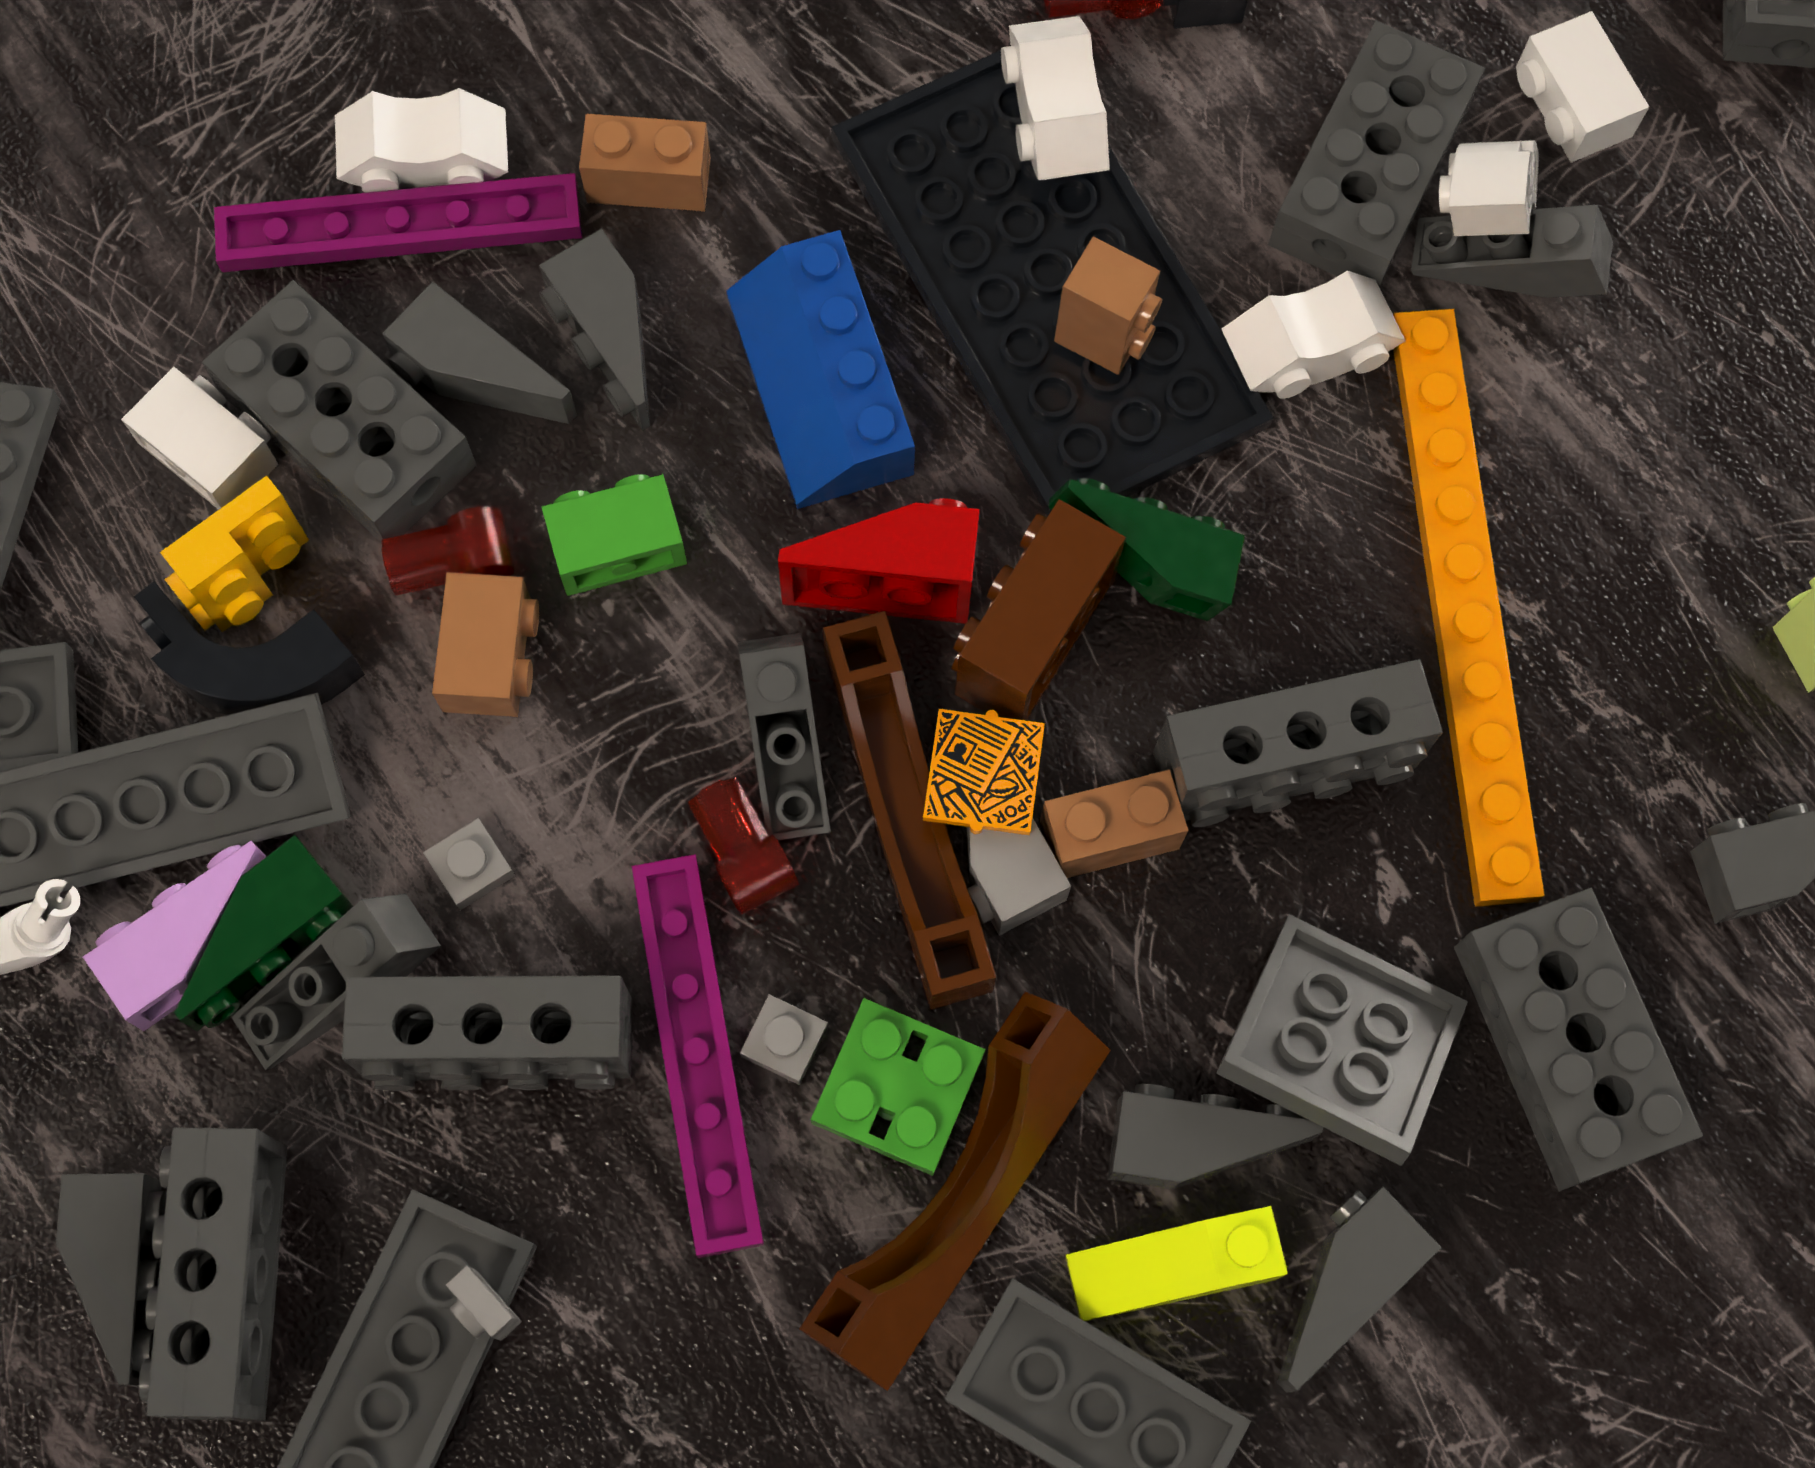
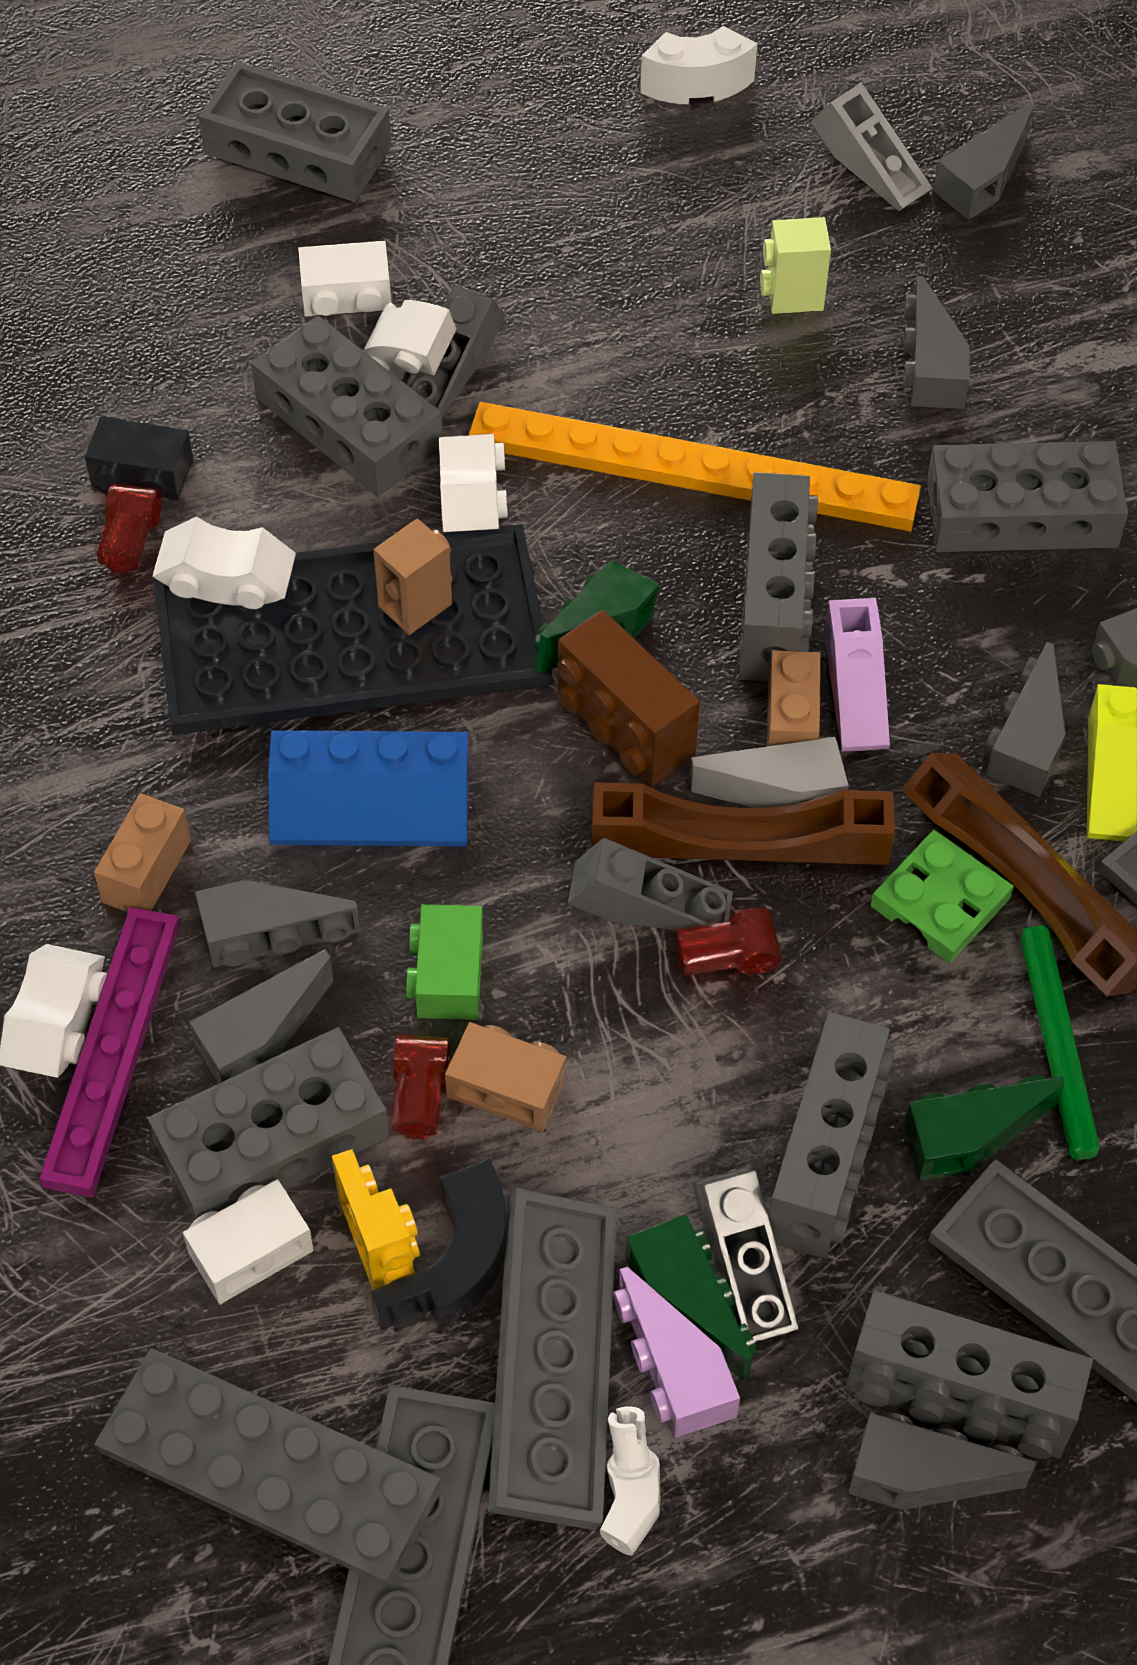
camera: 70 degrees left, 15 degrees down
(469, 864) = (678, 1139): light grey plate -> none
(480, 1306) = (1039, 1191): light grey plate -> none
(563, 1195) = (966, 1129): none -> dark green slope
(697, 1057) = (913, 1019): magenta plate -> none
(737, 1287) = (1060, 1042): none -> green axle
(784, 1039) = (882, 963): light grey plate -> none
(898, 562) = (561, 762): red slope -> none
(984, 772) = (734, 762): light orange piece -> none
(1190, 891) = (857, 673): none -> lavender slope
(1344, 1039) = (990, 616): dark grey plate -> none

